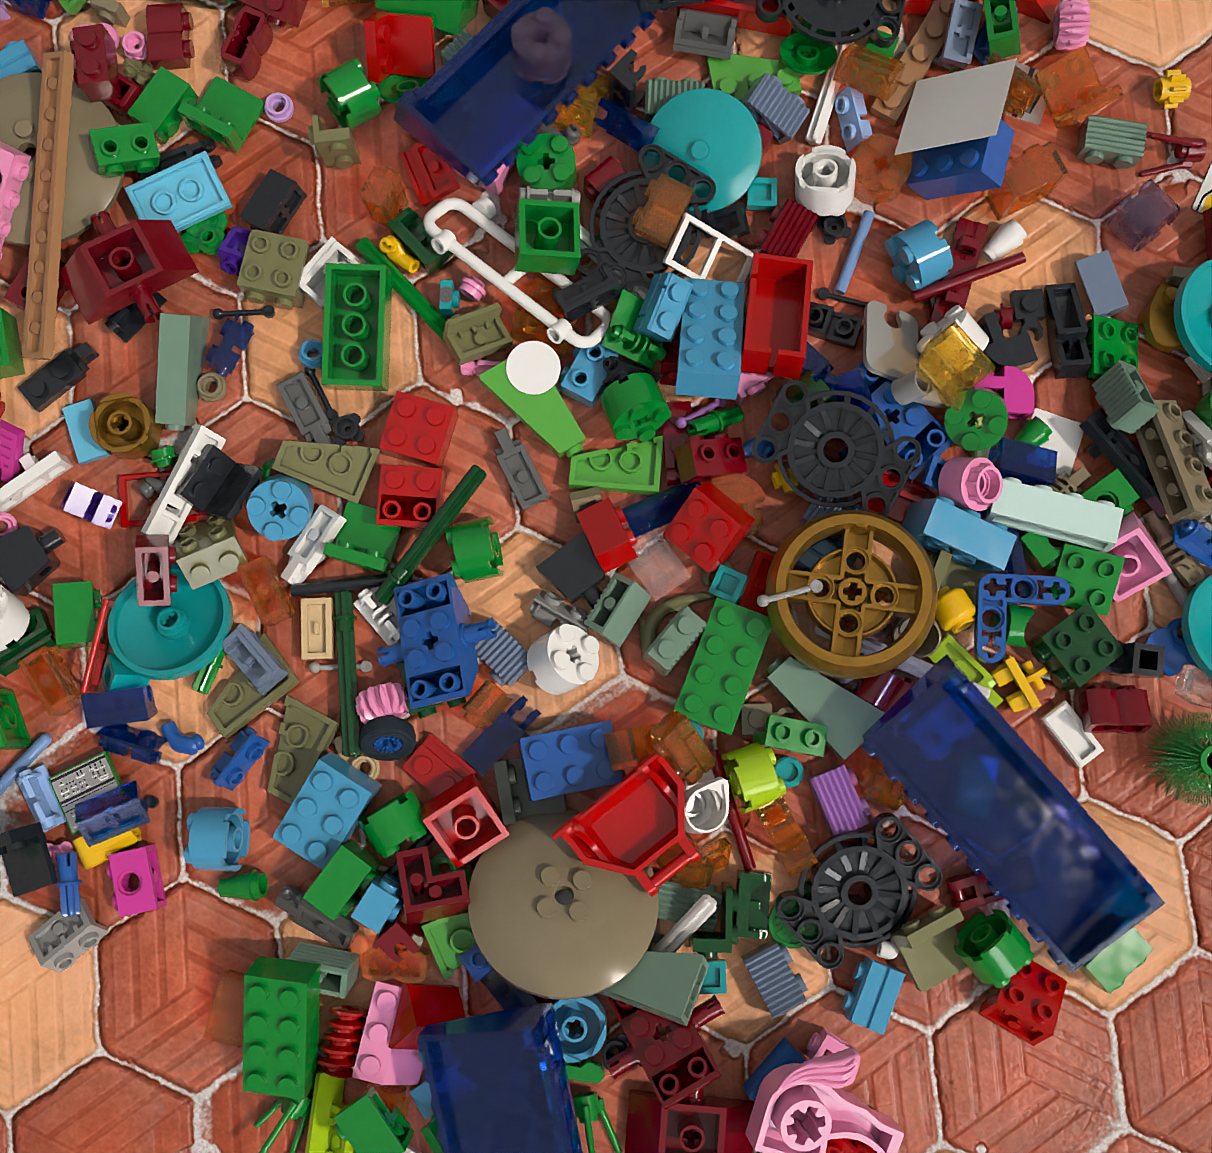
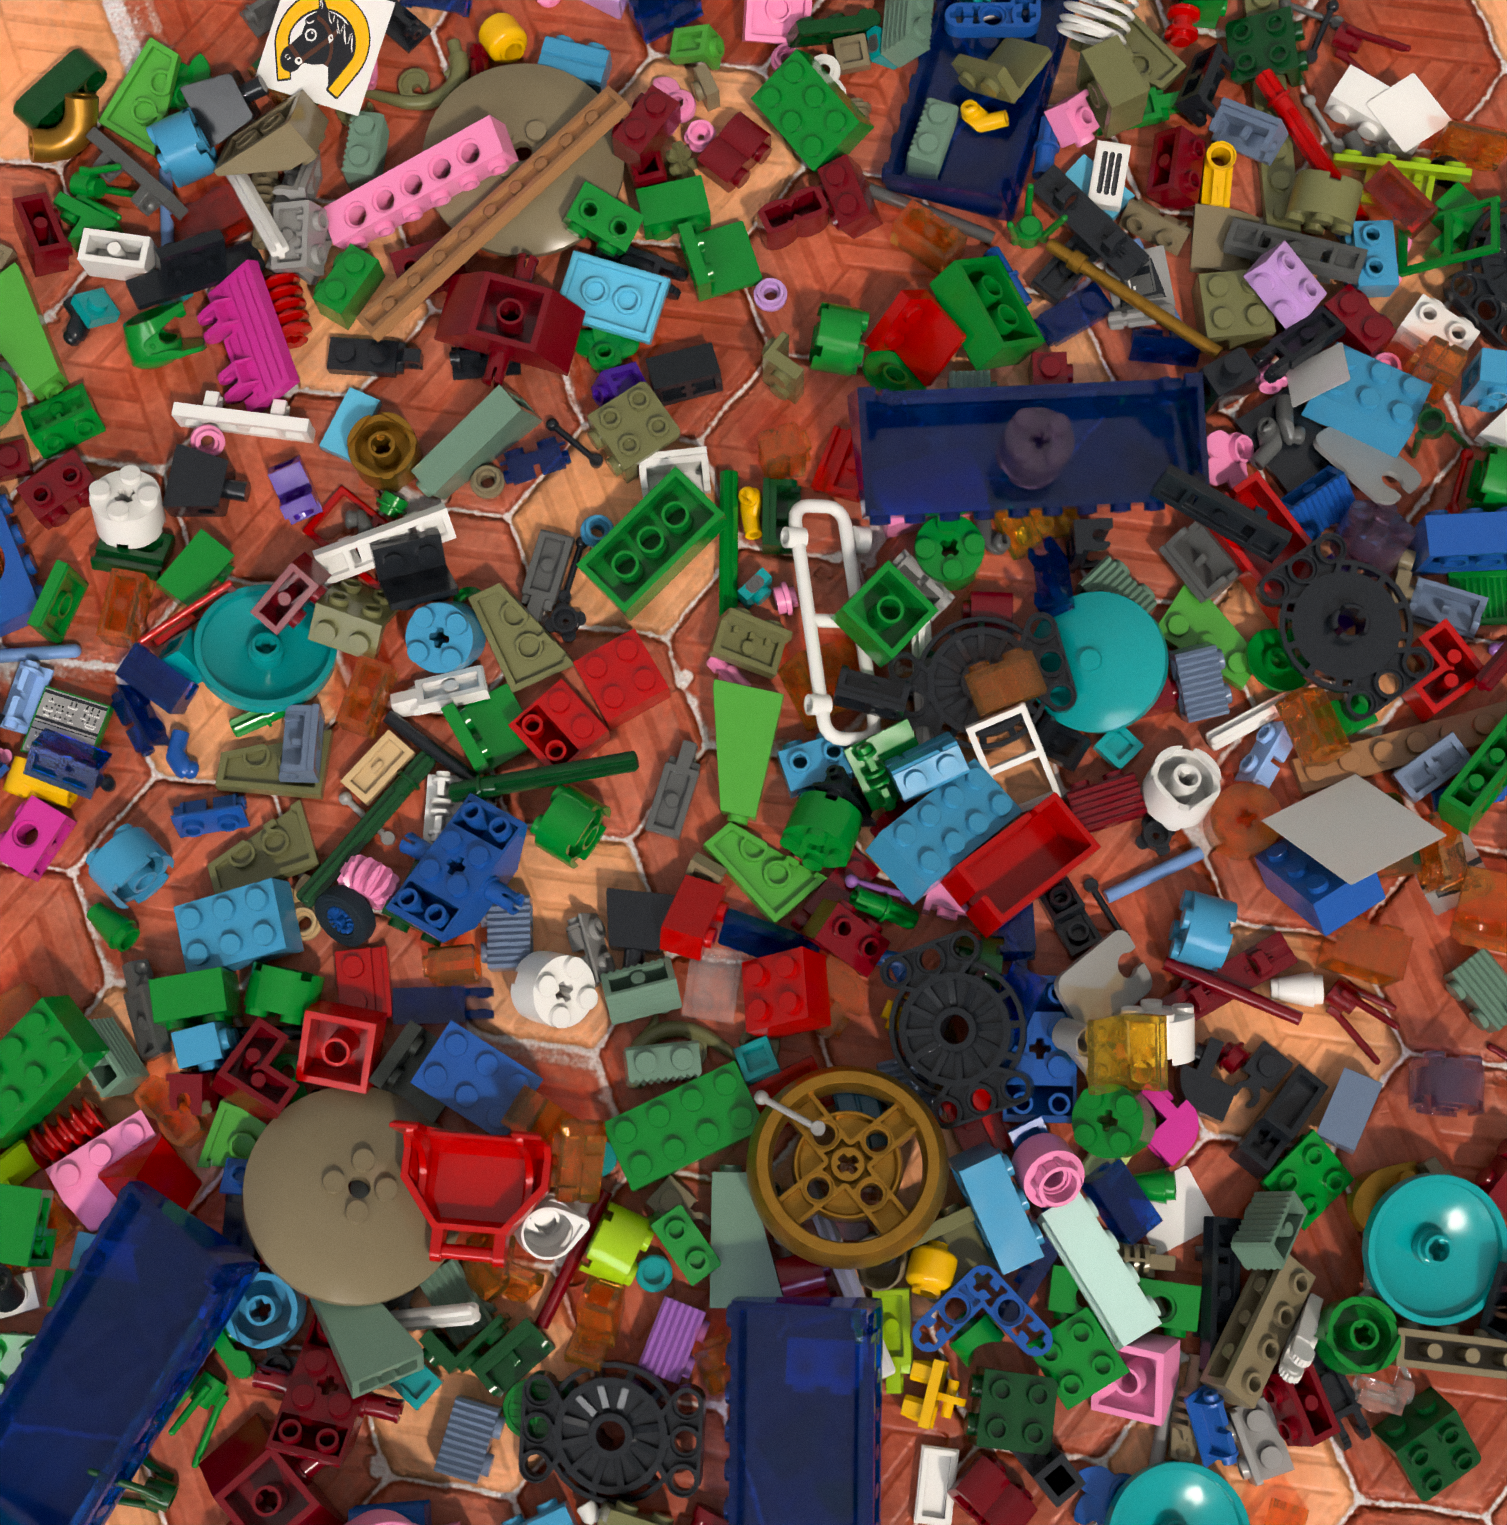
camera: 45 degrees right, 5 degrees down
(533, 367) = (767, 715): white sticker -> none
(1036, 220) = (1345, 997): none -> dark red plant

